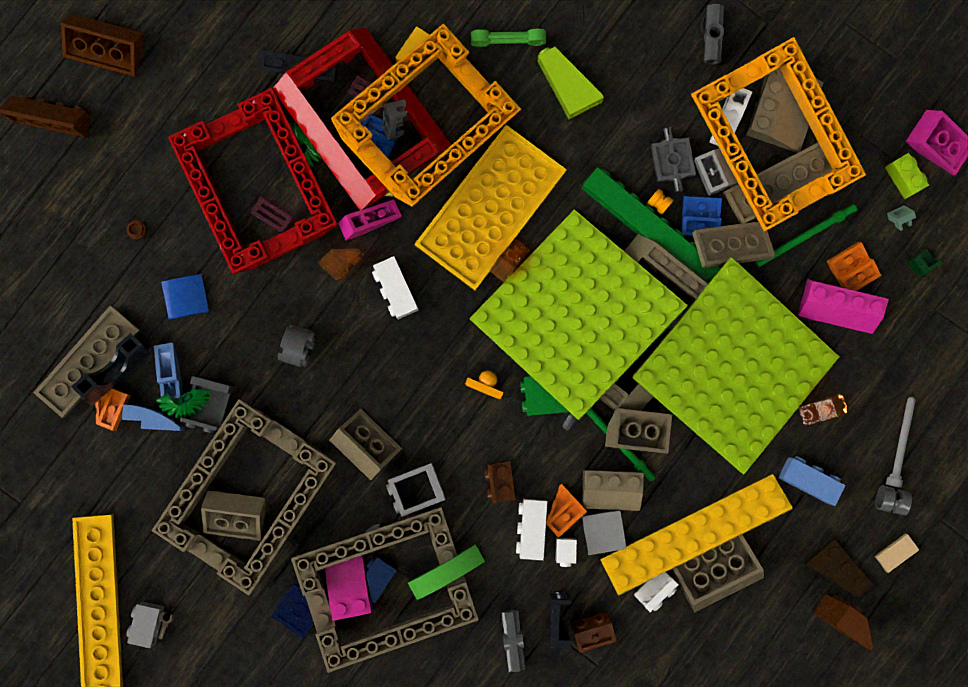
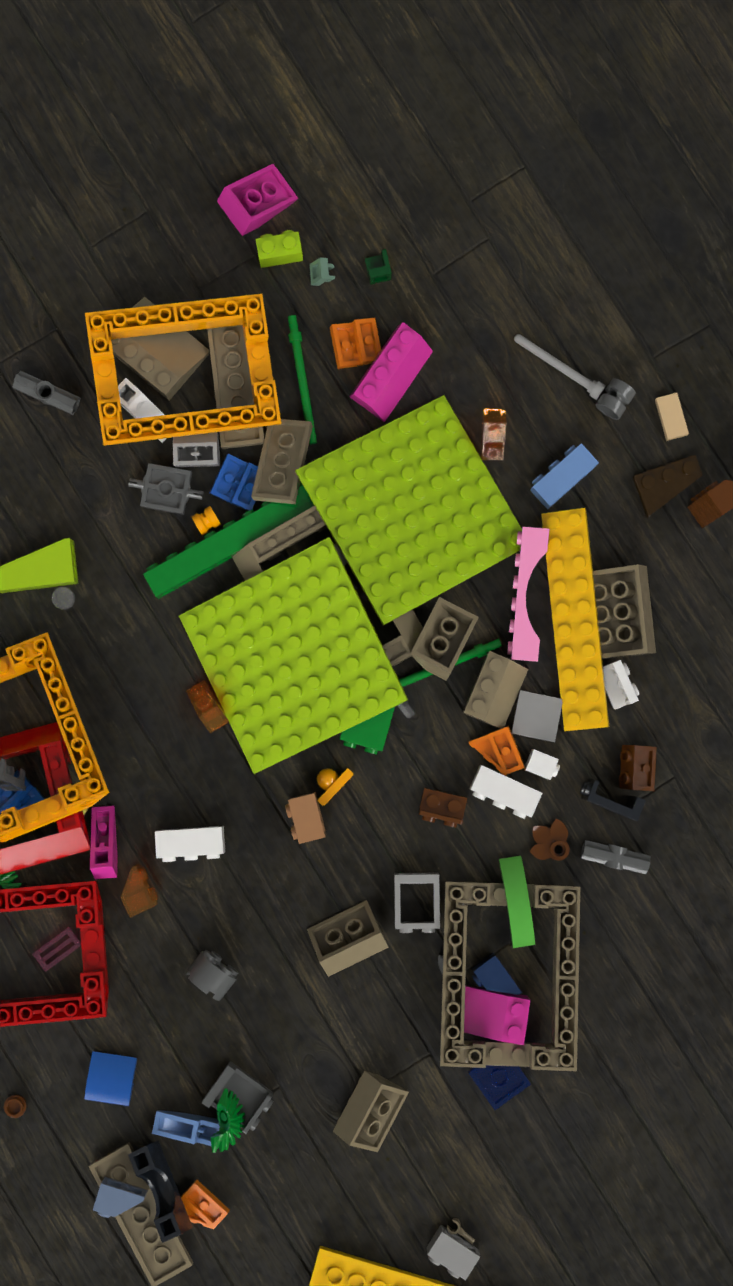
camera: 70 degrees left, 0 degrees up
(93, 337) = (117, 1197): none -> sand blue slope
(150, 418) = (230, 1165): medium blue slope -> none
(172, 522) = (354, 1183): dark tan slope -> none
(450, 374) = (306, 818): none -> medium nougat brick
(490, 207) = (141, 705): yellow plate -> none
(505, 578) = (548, 838): none -> reddish brown plate
(552, 112) = (63, 598): none -> clear tile
(742, 477) = (533, 547): none -> bright pink arch

